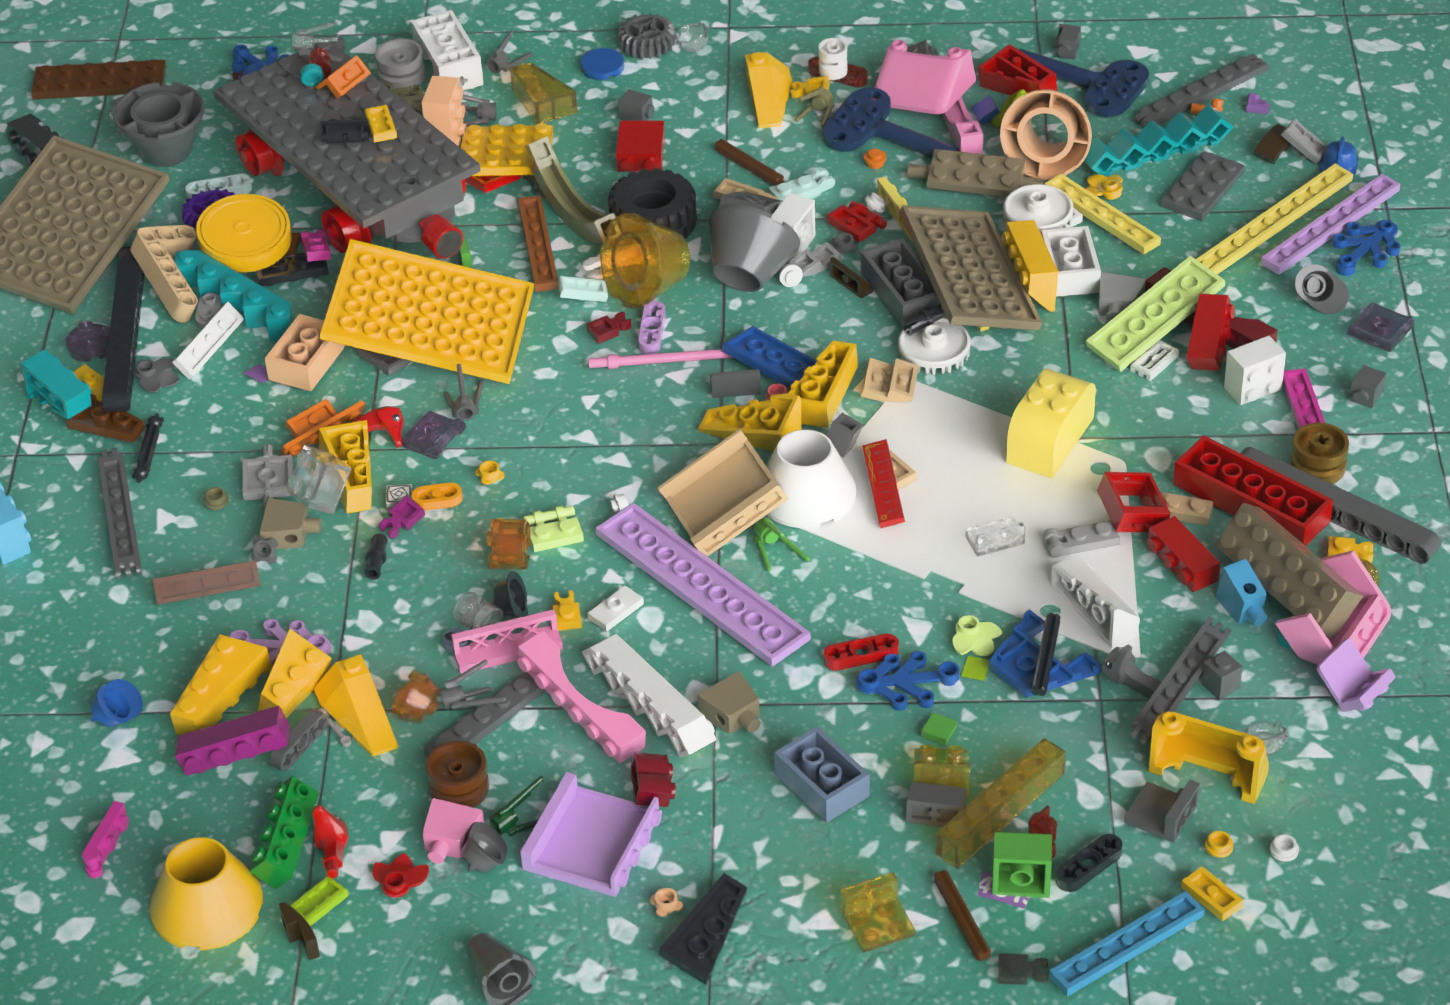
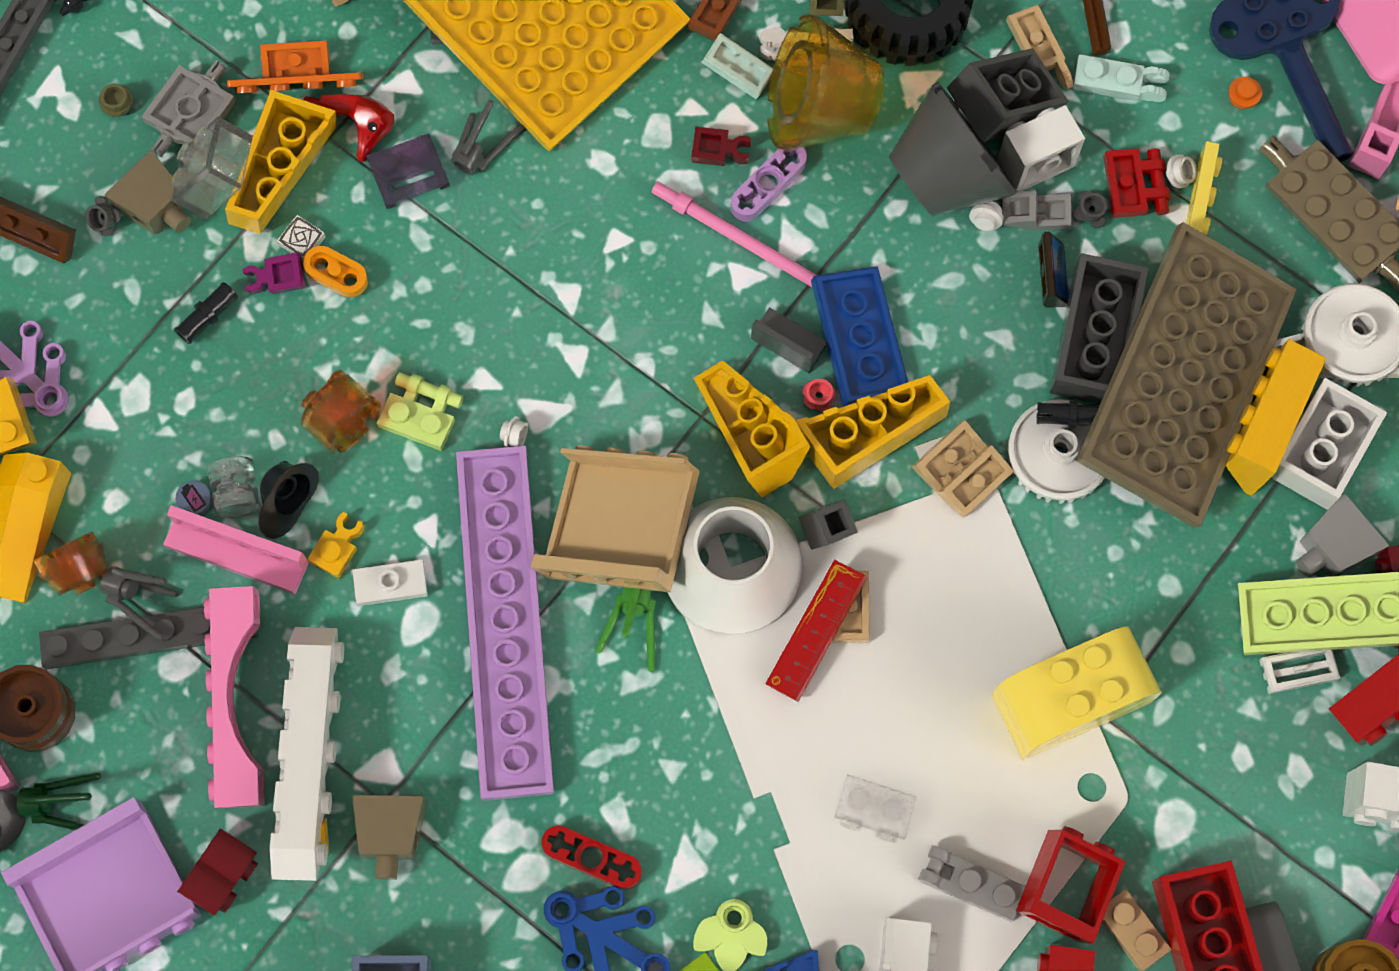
camera: 35 degrees right, 30 degrees up
(489, 472) = (417, 267): yellow plate -> none

